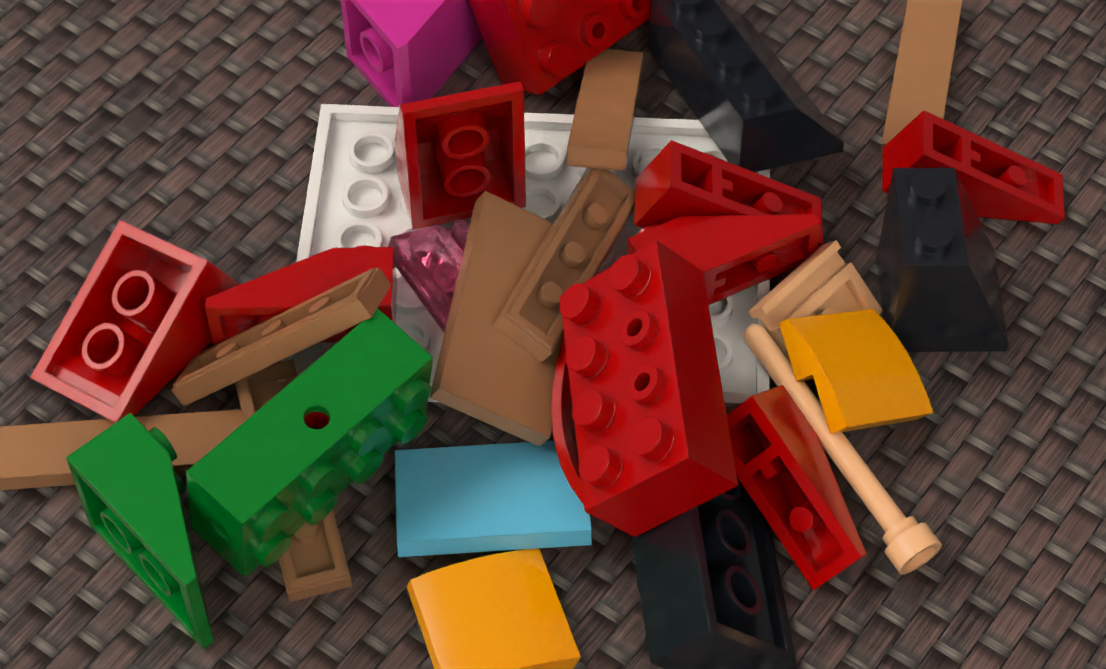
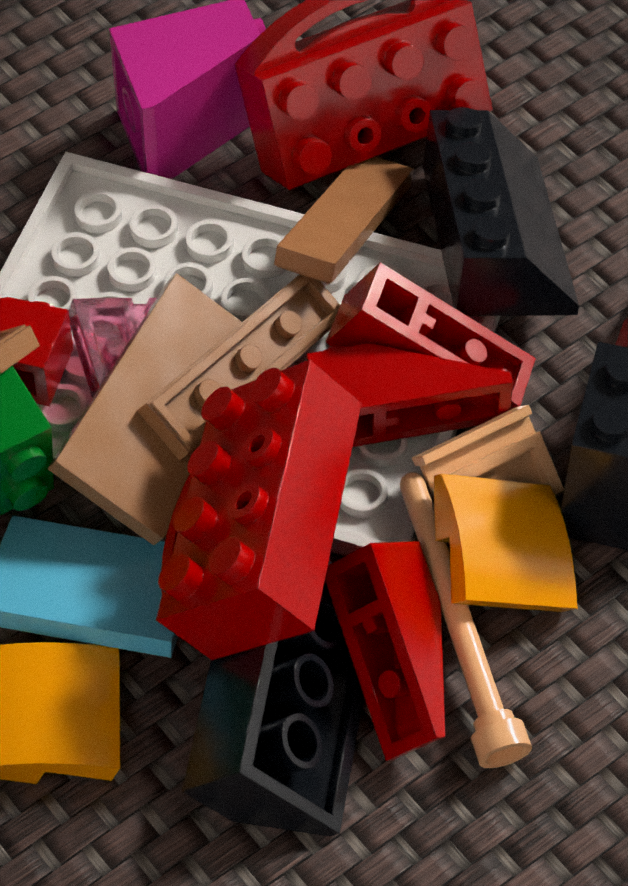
camera: 15 degrees right, 0 degrees up
(458, 149) = (164, 225): red slope -> none

